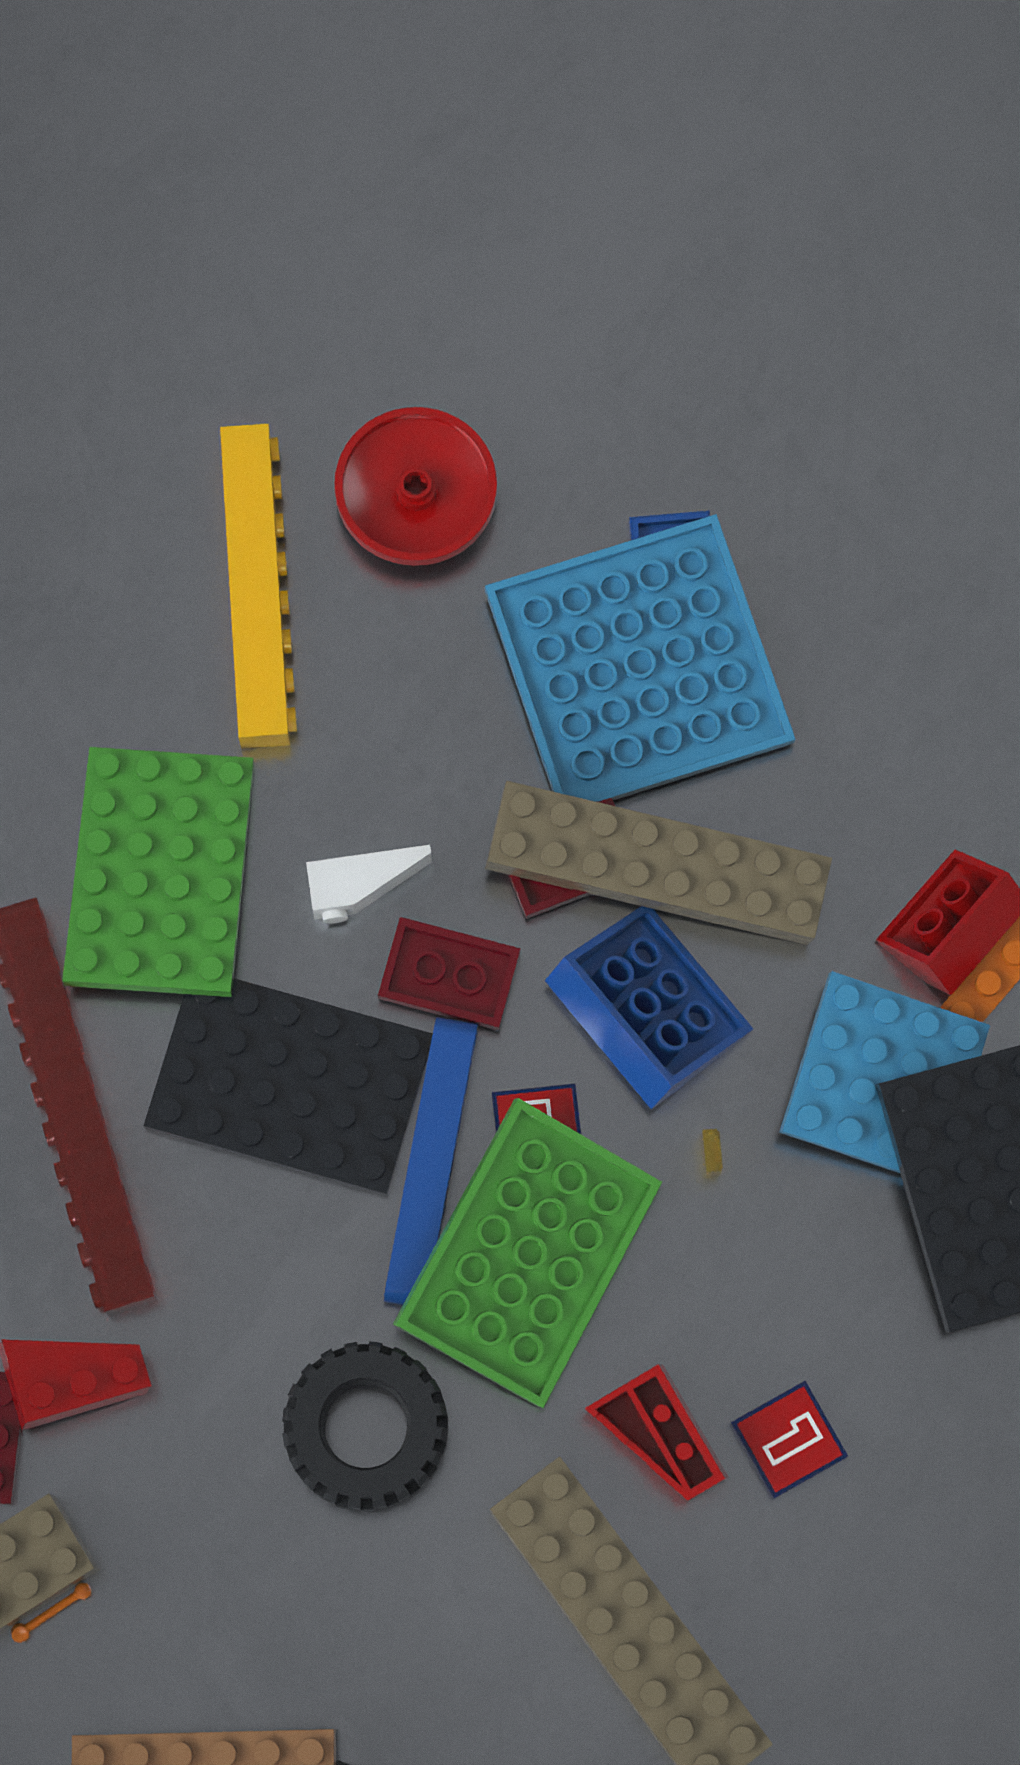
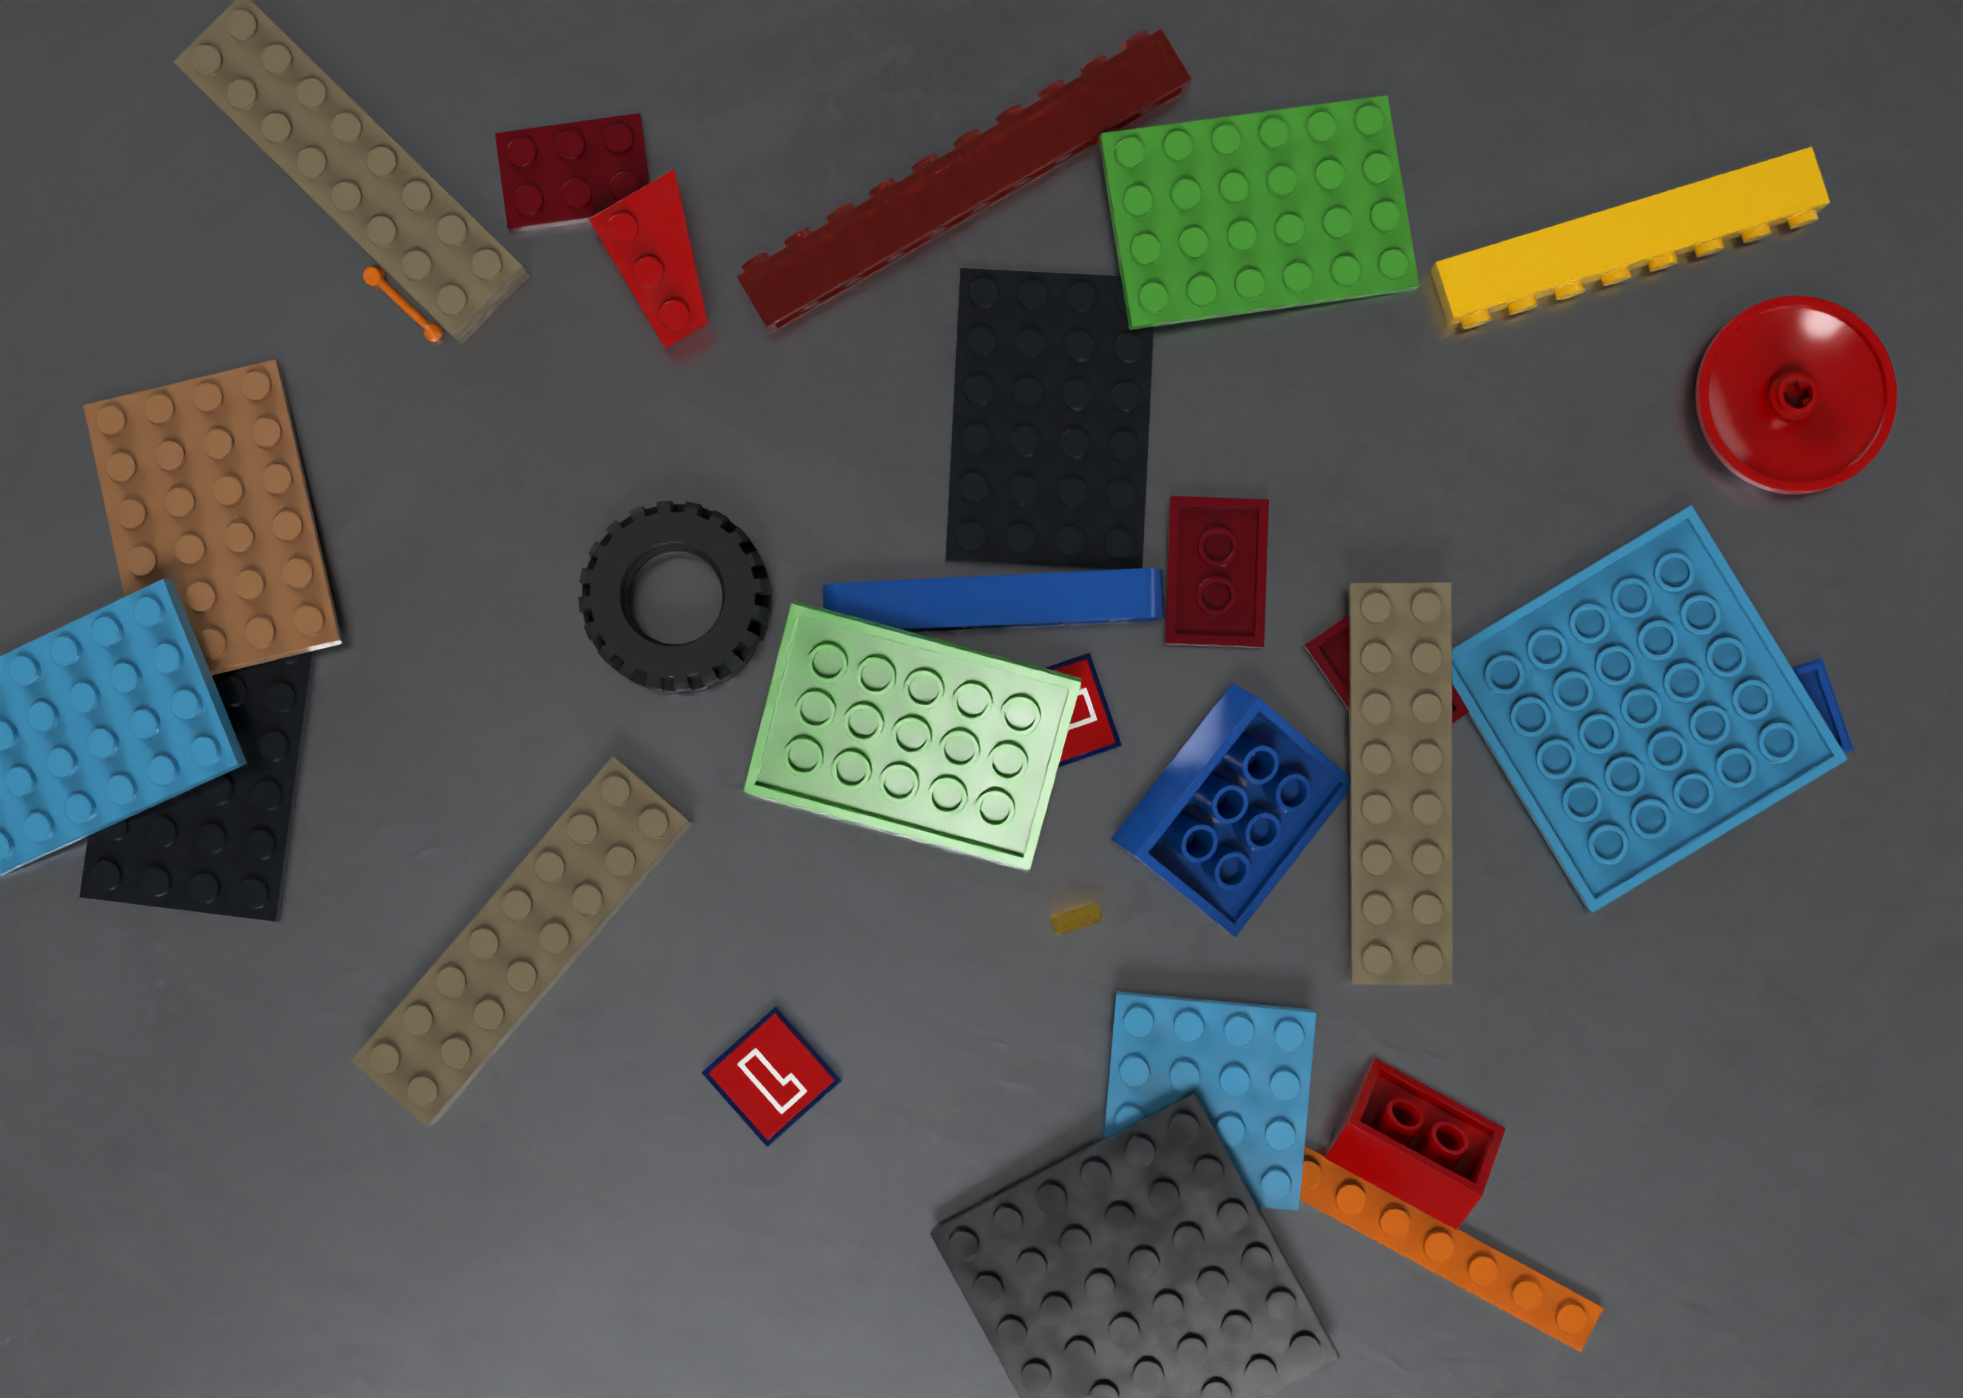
camera: 80 degrees right, 10 degrees up
(353, 882) = (1298, 439): white slope -> none
(662, 1431) = (744, 931): red wedge -> none

